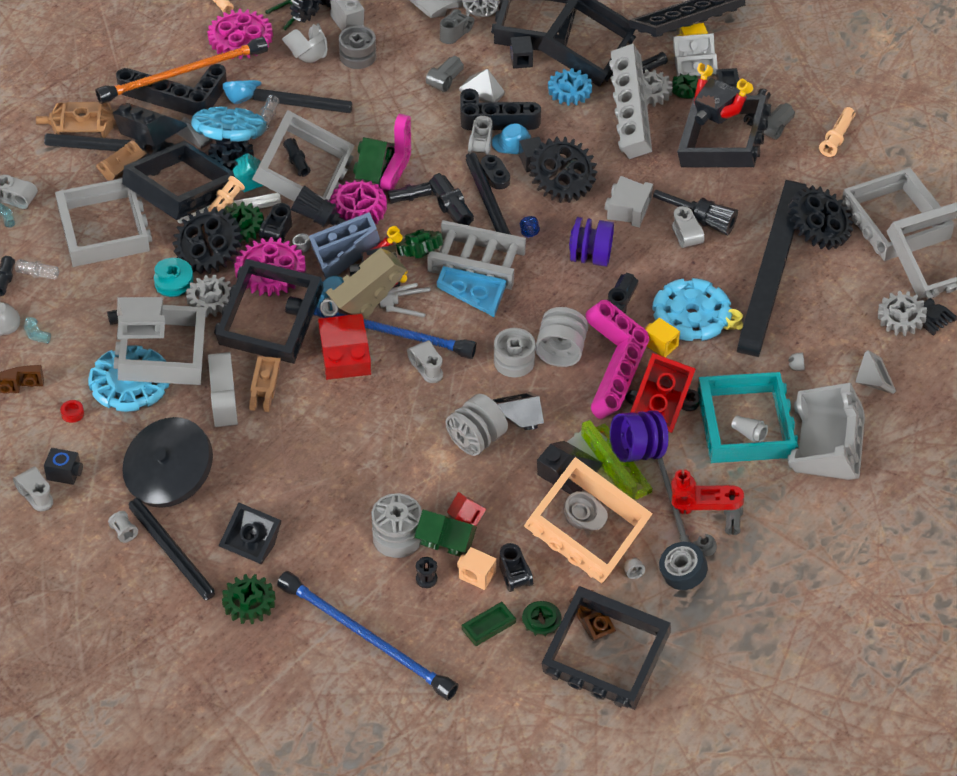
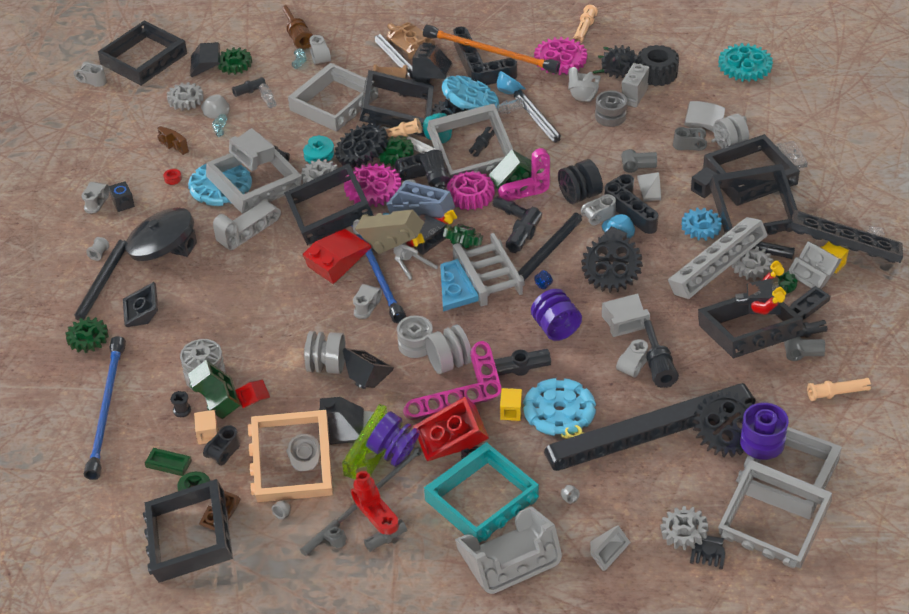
camera: 55 degrees right, 5 degrees down
(264, 381) = (272, 240): medium nougat hinge -> none
(439, 124) = (580, 181): none -> black wheel
(495, 172) = (578, 236): black plate -> none
(679, 555) = (303, 533): wheel -> none
(750, 428) = (460, 496): light grey cone -> none
(865, 196) = (764, 431): none -> dark purple wheel

